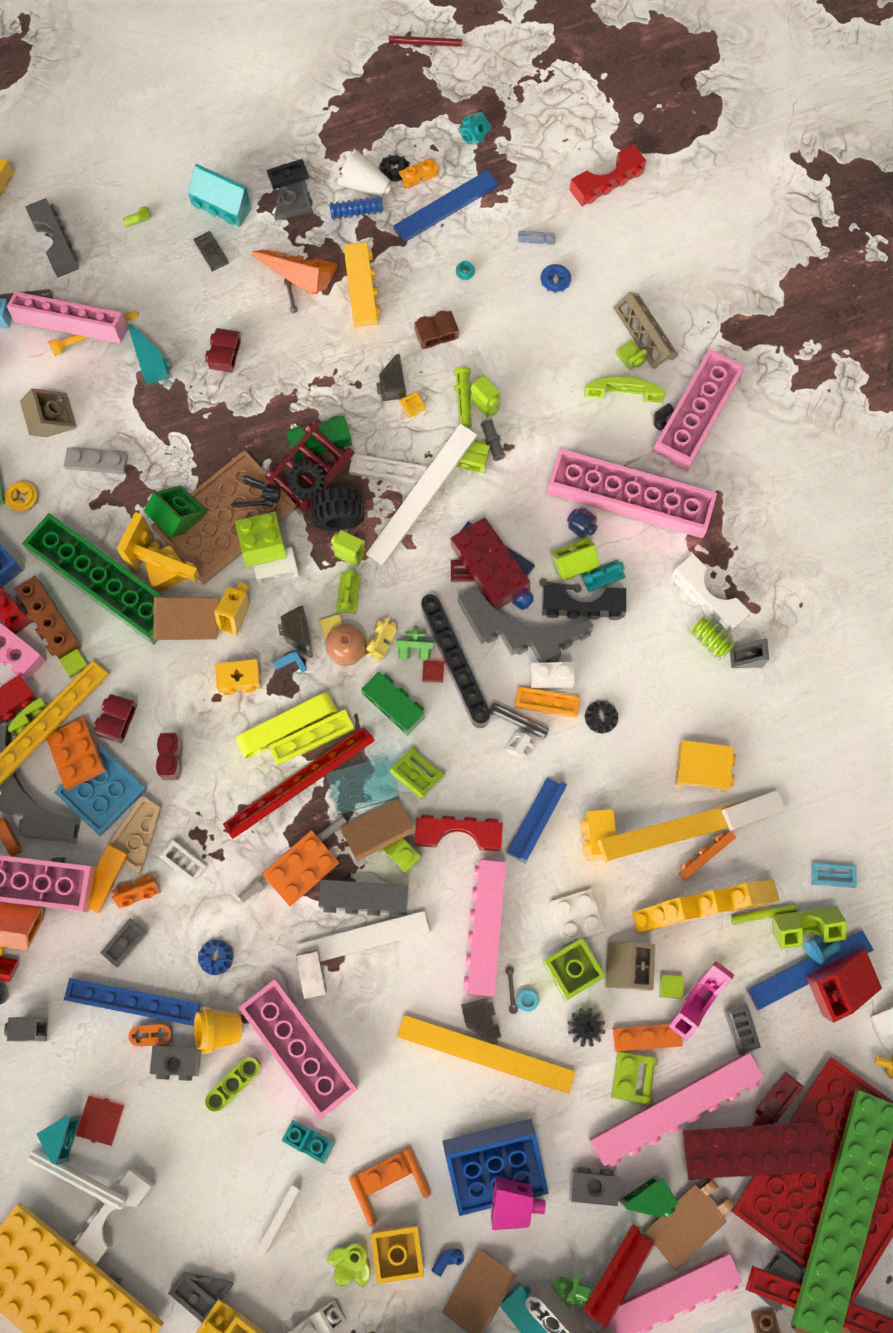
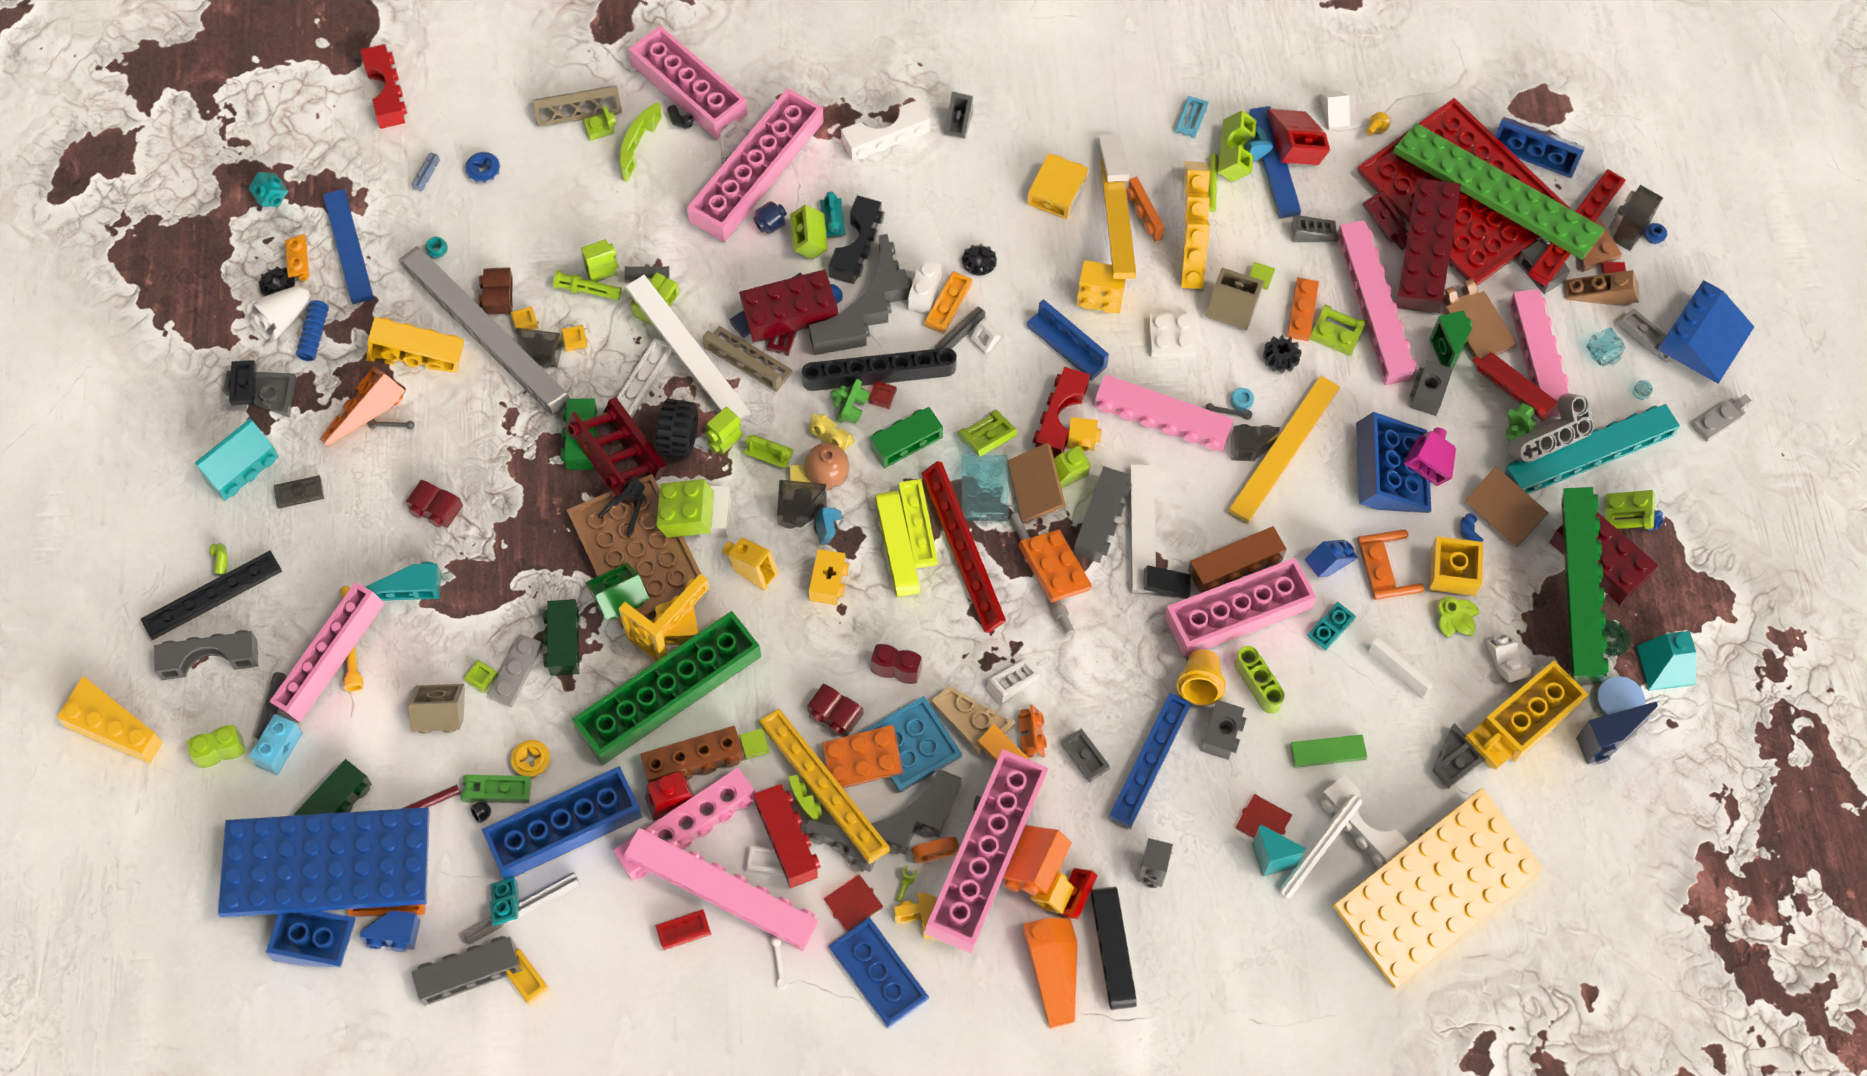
camera: 75 degrees left, 10 degrees down
(84, 436) = (480, 676): none -> lime tile
(107, 224) = (211, 595): none -> black tile
(129, 485) = (561, 637): none -> dark green brick
(151, 1041) = (1194, 751): orange beam -> none
(181, 1166) = (1328, 750): none -> bright green tile
(185, 618) = (748, 607): medium nougat tile -> none
(219, 966) = (1127, 680): blue gear -> none
(306, 468) = (635, 435): black tyre -> none
(348, 1035) = (1237, 559): none -> dark orange brick
(377, 1125) = (1330, 557): none -> blue slope
(395, 333) = (484, 330): none -> light grey beam
(418, 360) = (525, 318): none -> yellow tile
(425, 41) = (127, 212): dark red bar -> none
(429, 541) = (746, 362): none -> dark tan fence
(441, 859) = (1083, 433): none -> yellow brick
(573, 969) = (1225, 346): lime brick -> none
(577, 588) = (837, 243): dark grey hinge -> none
(700, 999) = (1288, 262): dark pink arch -> none
(712, 637) = (932, 138): lime piece -> none

